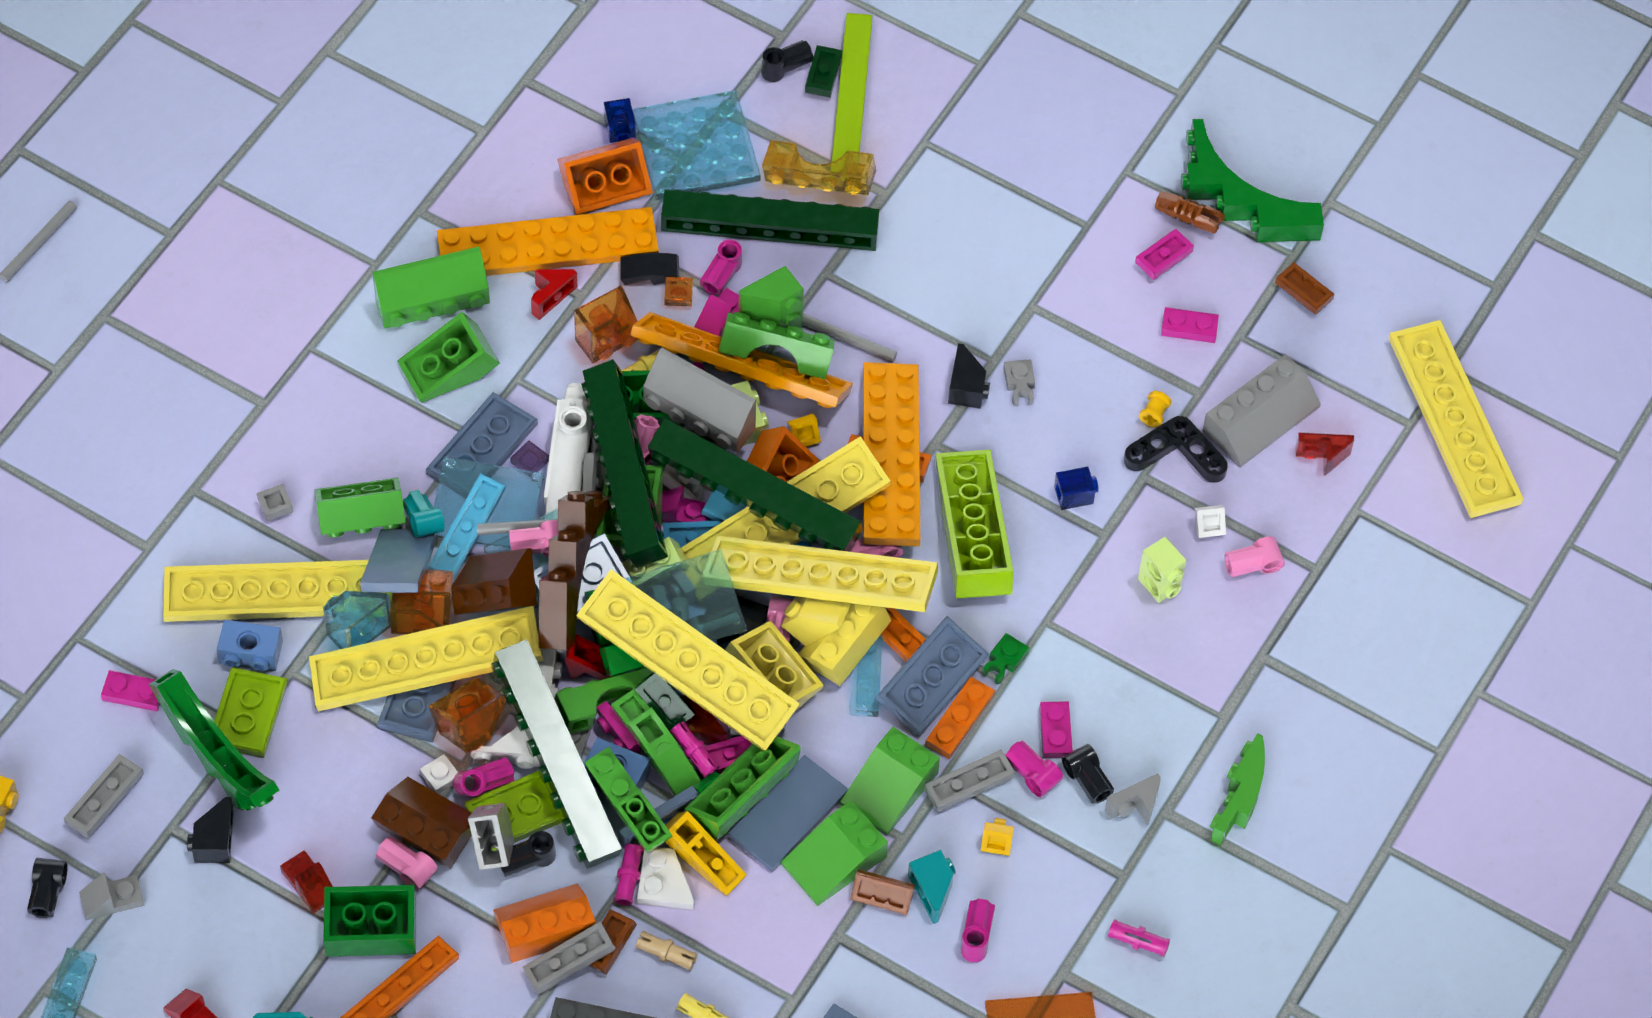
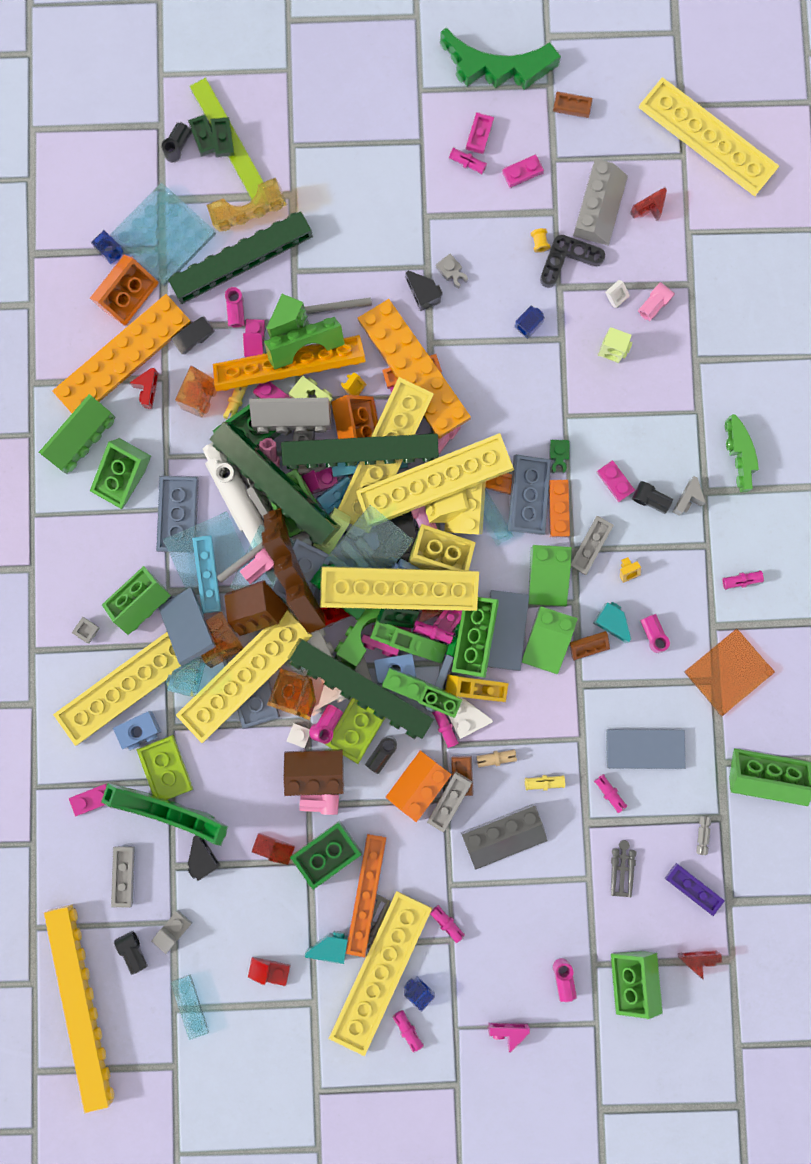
camera: 30 degrees left, 25 degrees up
(423, 516) = (179, 586): teal piece -> none
(491, 829) = (356, 756): light grey torso -> none
(530, 457) = (210, 504): clear purple tile -> none
(678, 291) = (220, 339): clear orange plate -> none
(844, 83) = (222, 137): none -> dark green plate
(974, 524) = (489, 382): lime slope -> none
(1038, 774) = (627, 516): dark pink piece -> none
(1127, 274) = (467, 160): none -> dark pink pin
(1189, 211) = (476, 95): dark orange hinge -> none

